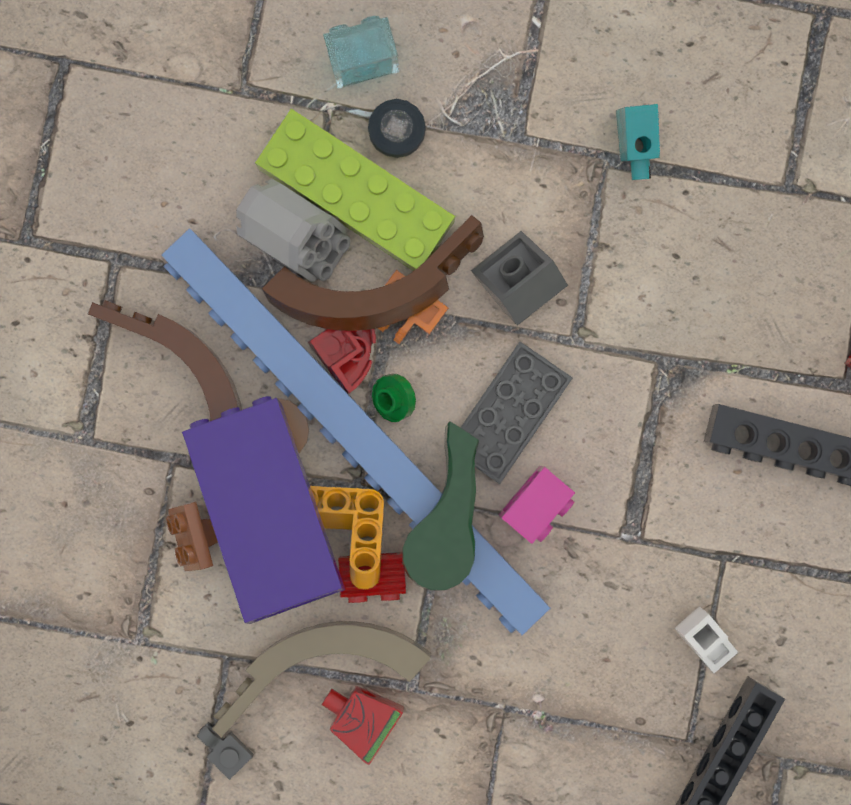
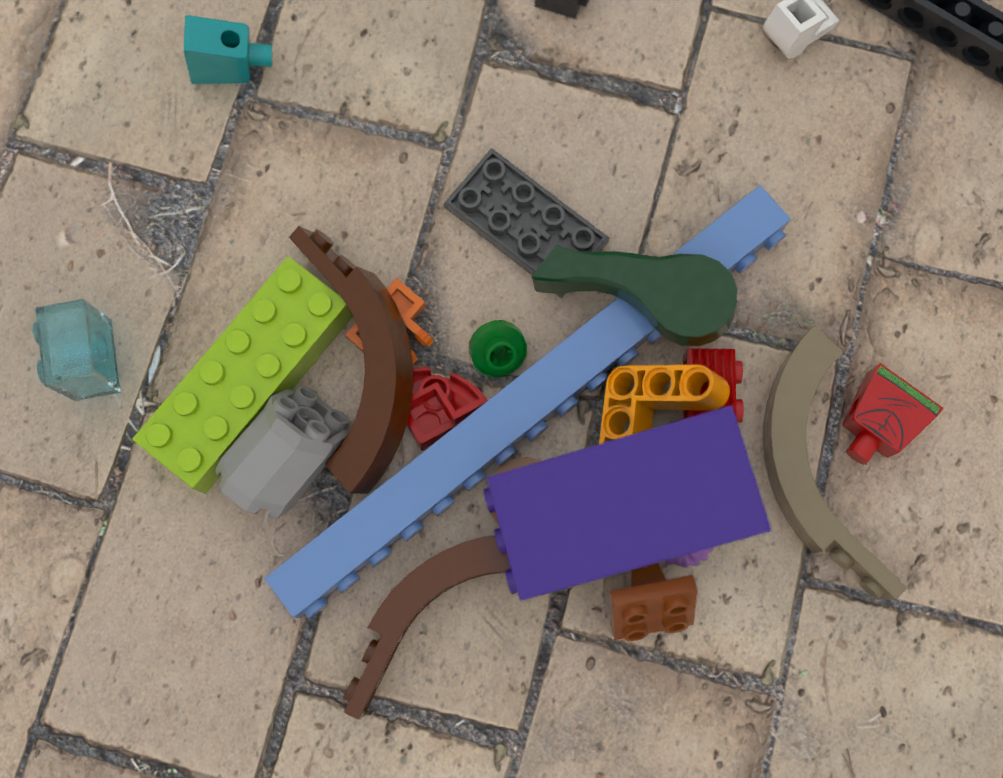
camera: 80 degrees left, 10 degrees down
(227, 753) = (926, 589): dark grey plate -> none
(391, 117) = (166, 312): black wheel -> none
(520, 277) = (369, 195): dark grey slope -> none
(537, 505) = (637, 189): dark pink brick -> none

